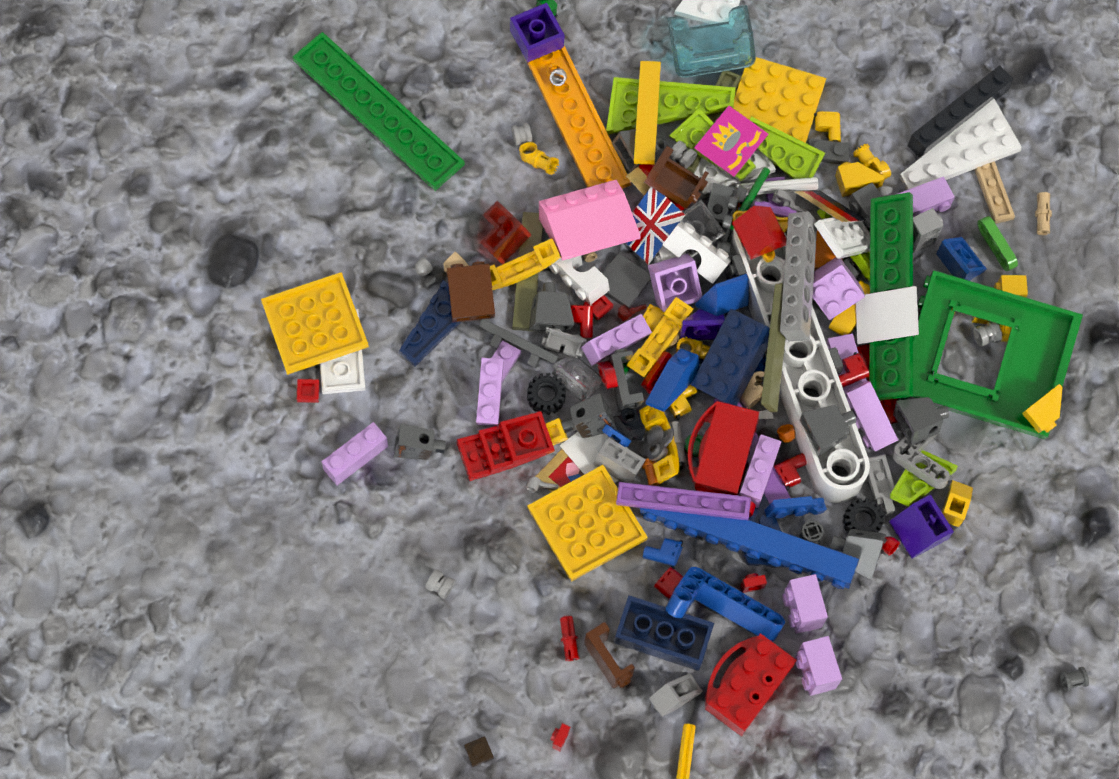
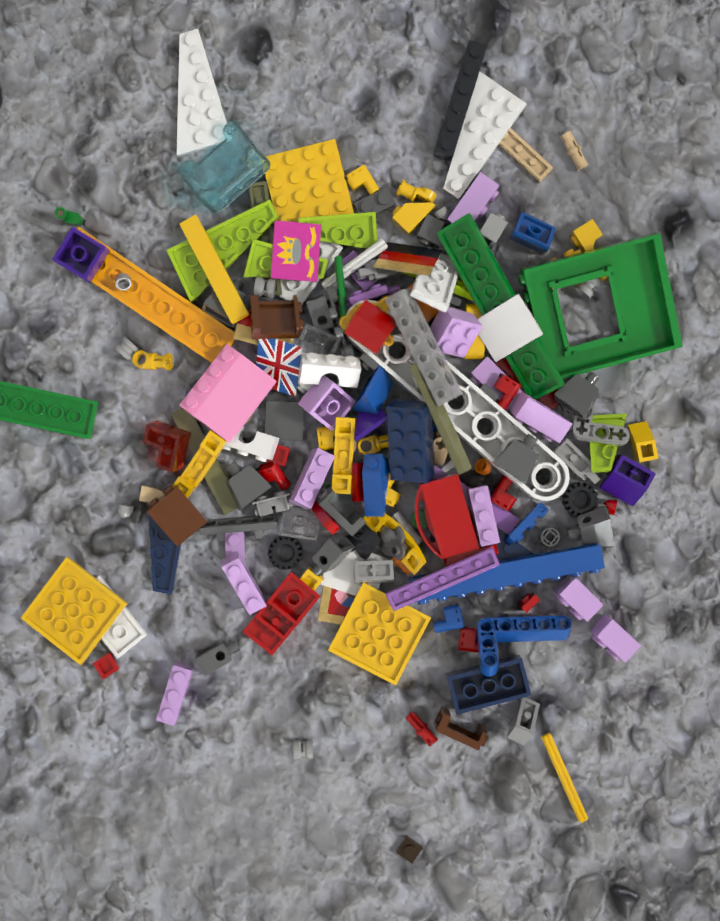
camera: 25 degrees left, 20 degrees up
(534, 483) = (321, 627): light grey hand -> none
(559, 737) = (460, 804): red plate -> none
(618, 436) = (359, 553): blue tile -> none
(625, 313) = (302, 447): clear red hand -> none
(747, 682) = (569, 680): red piece -> none
(997, 243) = (553, 201): bright green beam -> none
(1045, 411) = (672, 330): yellow slope -> none

